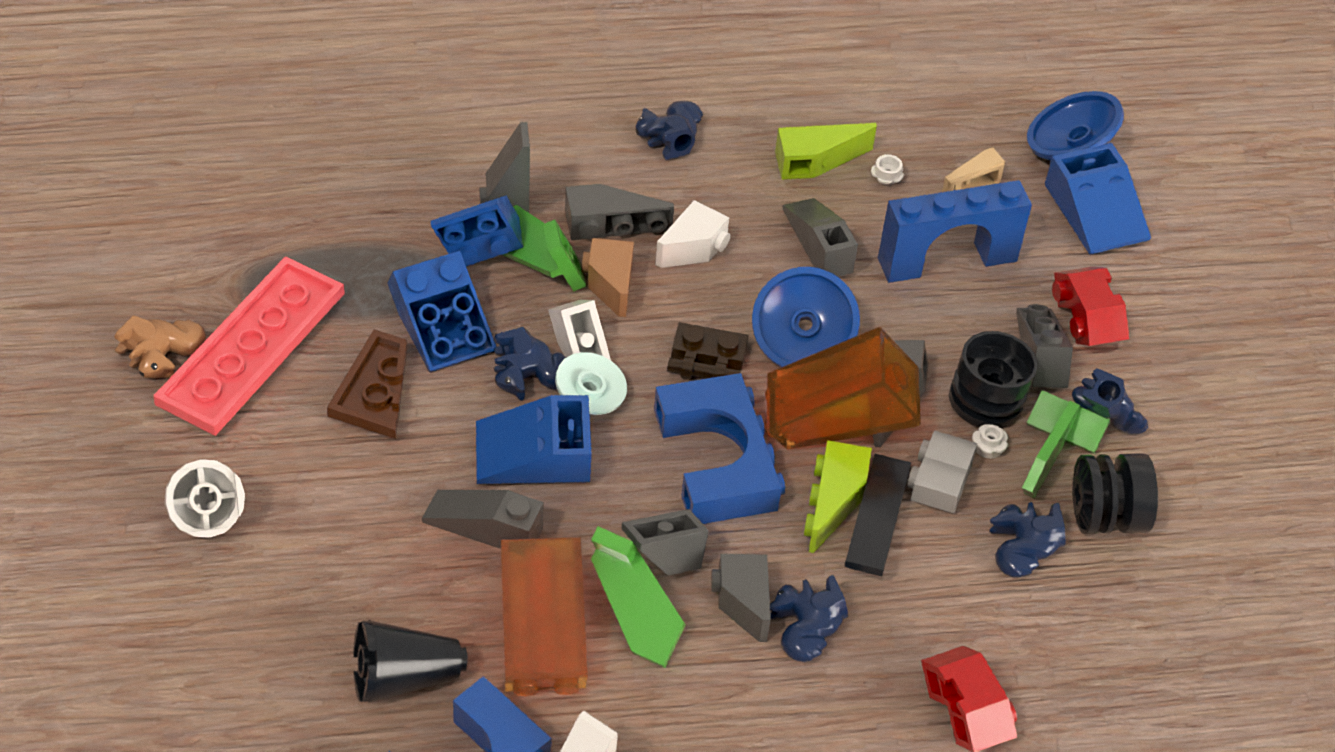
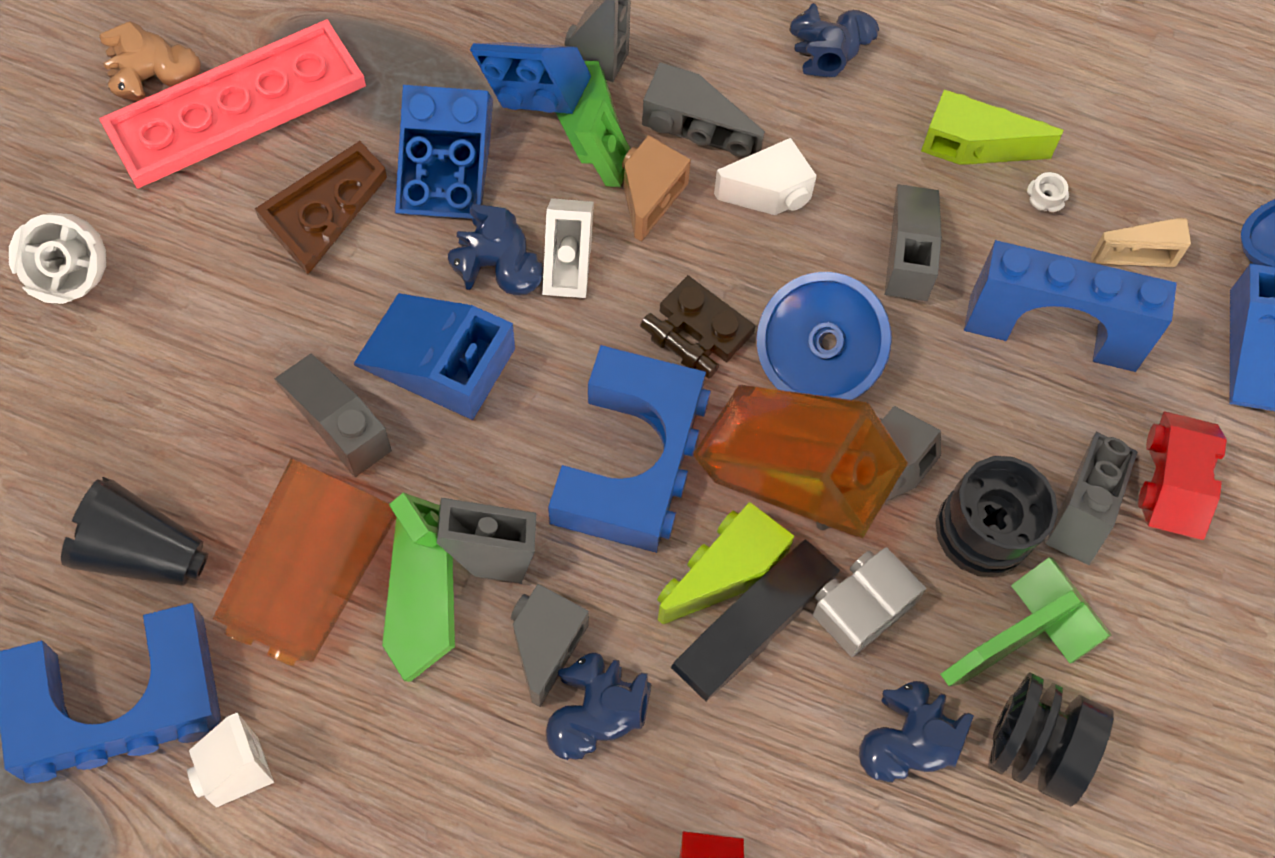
camera: 30 degrees right, 15 degrees up
(592, 372) = (550, 289): light aqua dish -> none
(990, 441) = (945, 595): white plate -> none
(1109, 399) = (1121, 615): dark blue animal -> none

